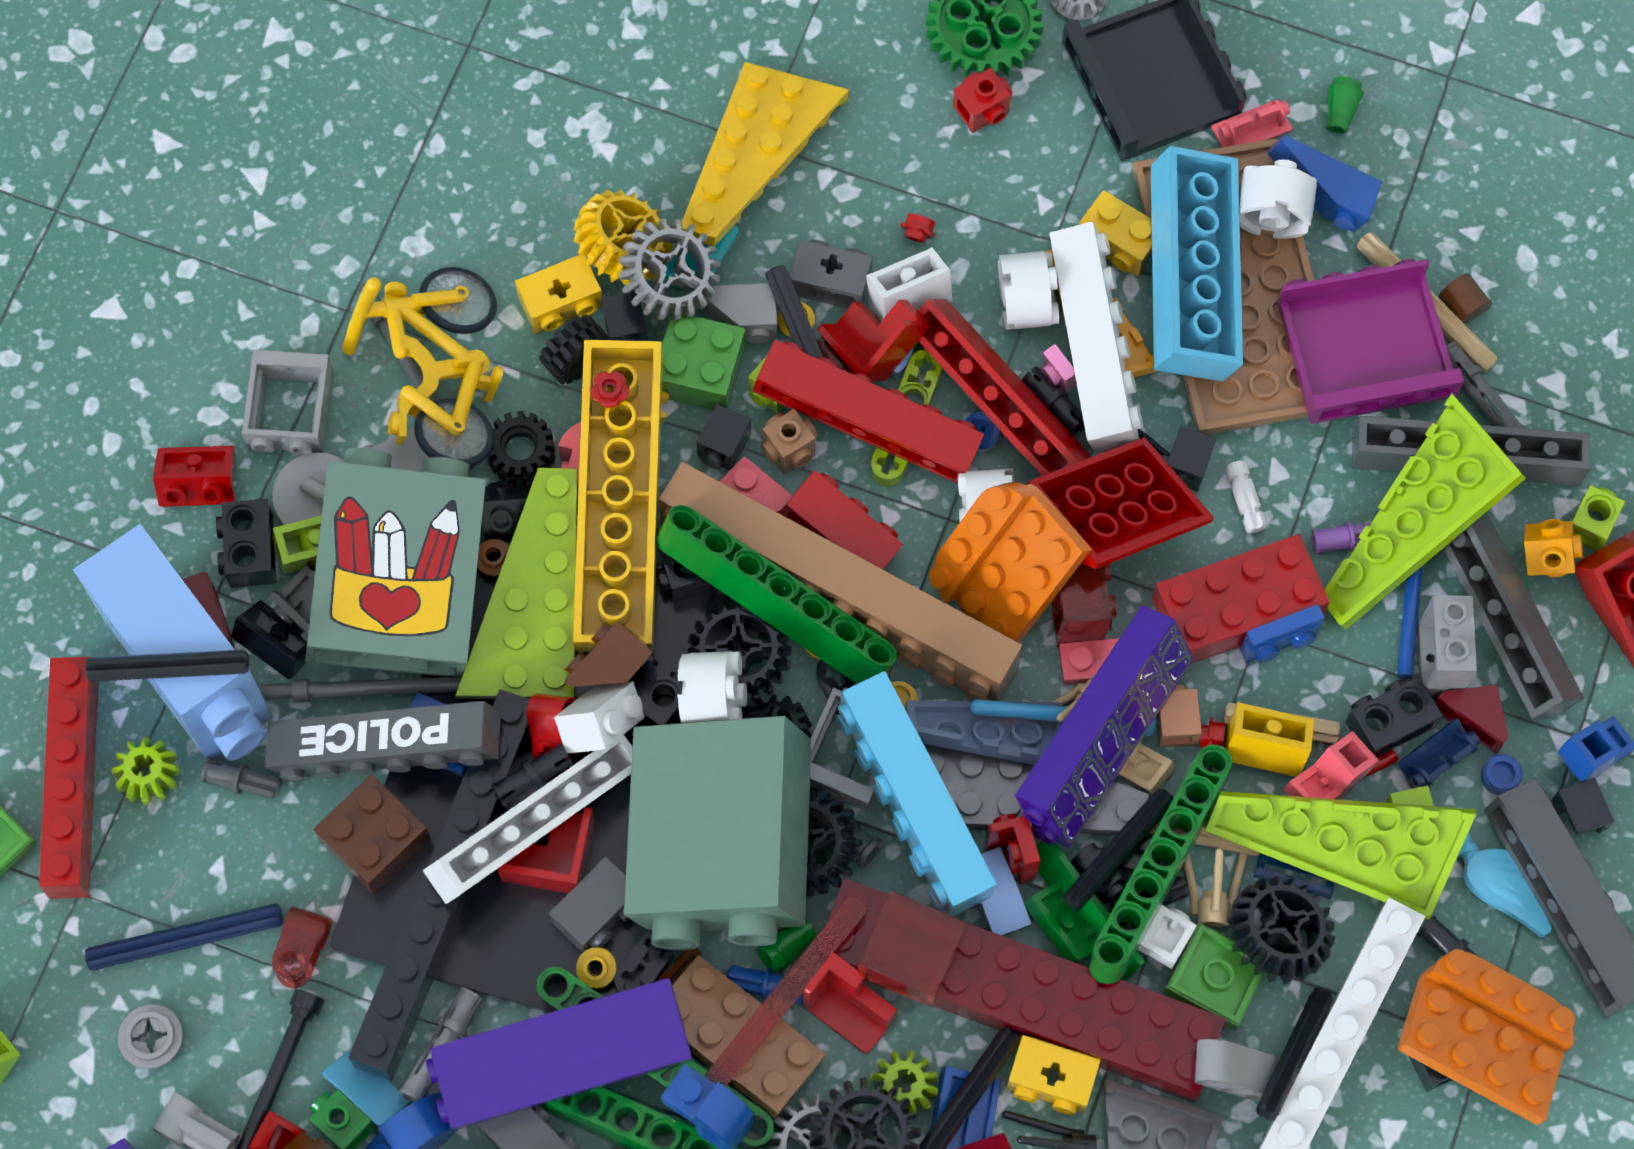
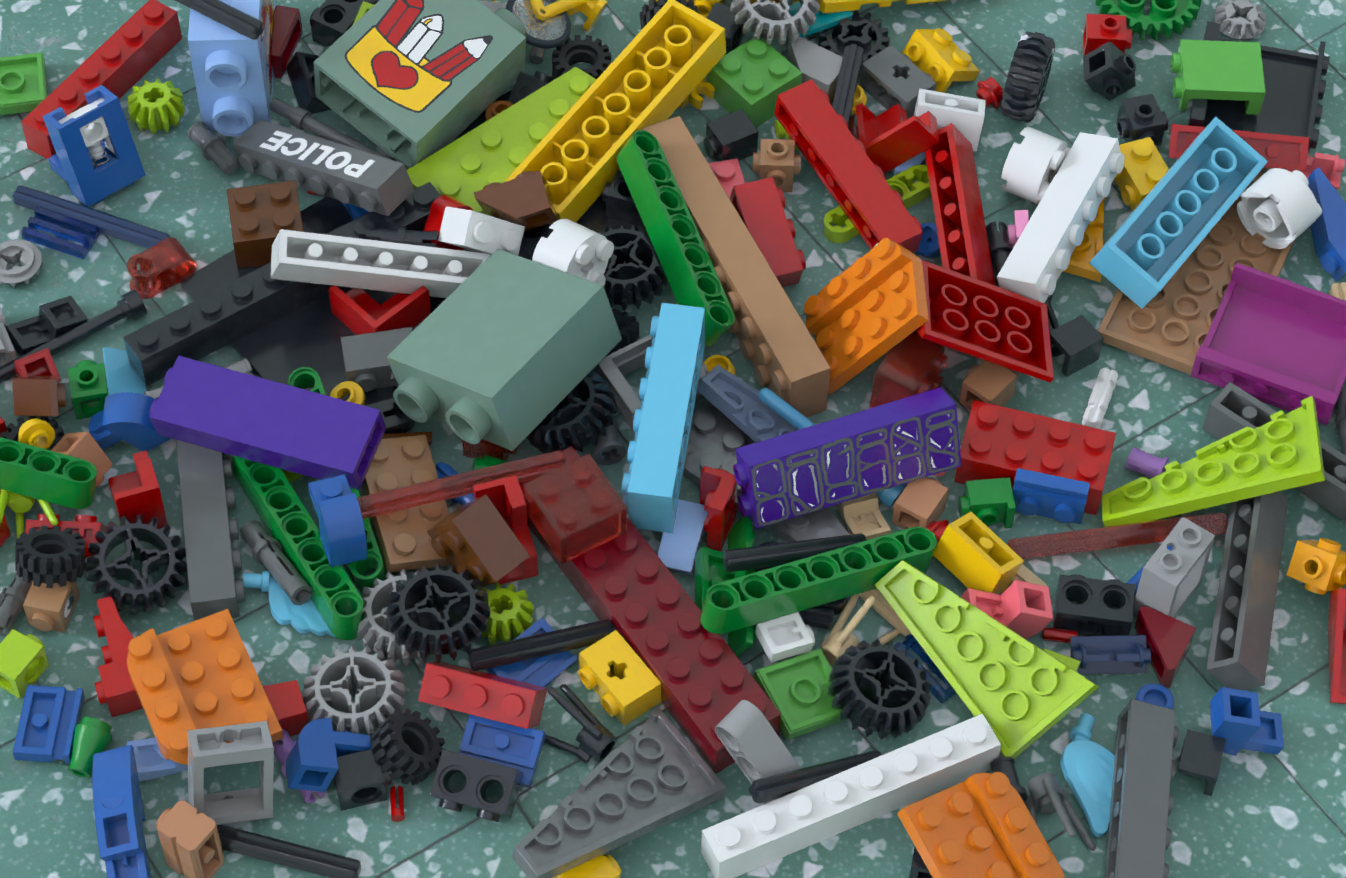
camera: 35 degrees right, 15 degrees down
(142, 870) = (94, 157): none -> blue brick
(164, 957) = (64, 229): none -> clear blue tile
(240, 1082) = (53, 320): none -> black slope
(613, 398) = (662, 41): red plate -> none
(746, 243) = (856, 31): none -> black gear
(845, 220) = (940, 58): none -> yellow bracket
(846, 1042) = (478, 541): none -> reddish brown brick
(950, 194) = (1028, 76): none -> black gear
(1014, 136) = (1109, 71): none -> black brick
(1080, 176) = (1140, 119): none -> black brick
(1115, 78) = (1219, 72): none -> bright green panel
(1149, 564) = (988, 384): none -> medium nougat brick
(1215, 132) = (1279, 150): none -> red fence
(1233, 674) = (989, 500): none -> green brick
(1361, 634) = (1110, 536): none -> clear red axle
(1486, 928) = (1050, 798): none -> dark grey plant

